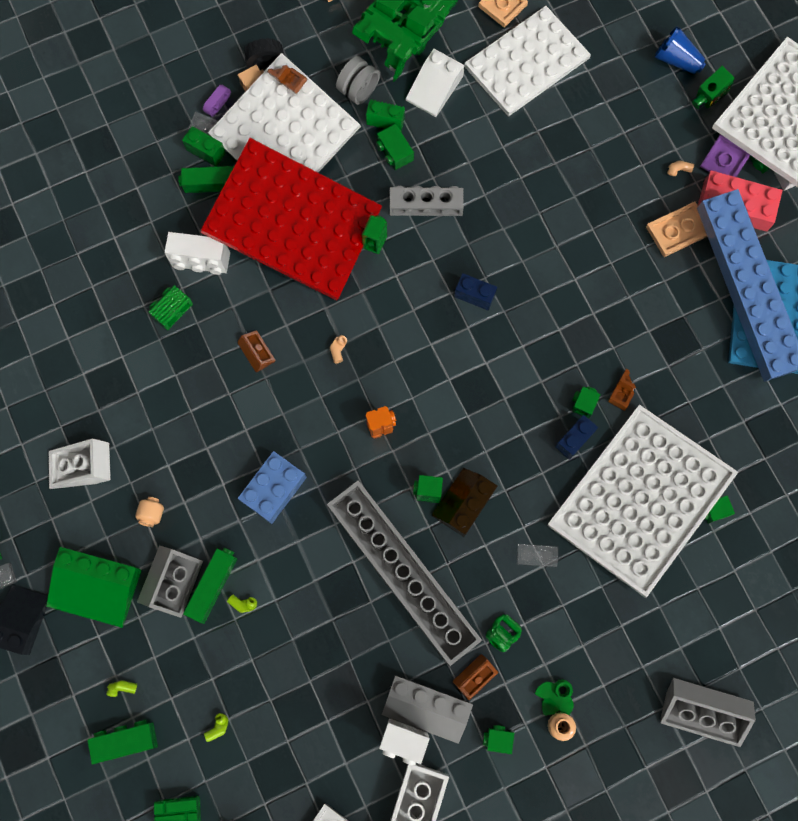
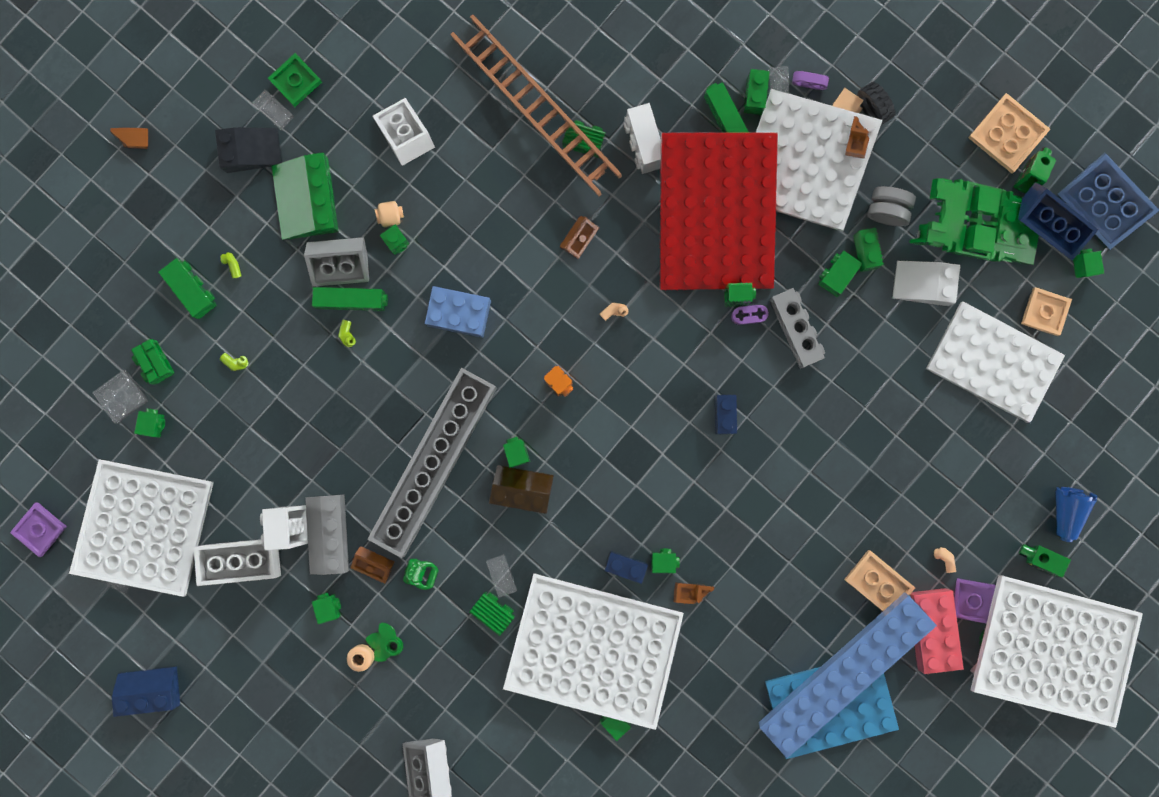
camera: 70 degrees right, 10 degrees up
(120, 344) = (544, 96): none -> nougat ladder
(176, 516) = (395, 239): none -> green brick
(392, 234) = (748, 310): none -> medium lavender beam
(570, 579) = (493, 613): none -> green brick

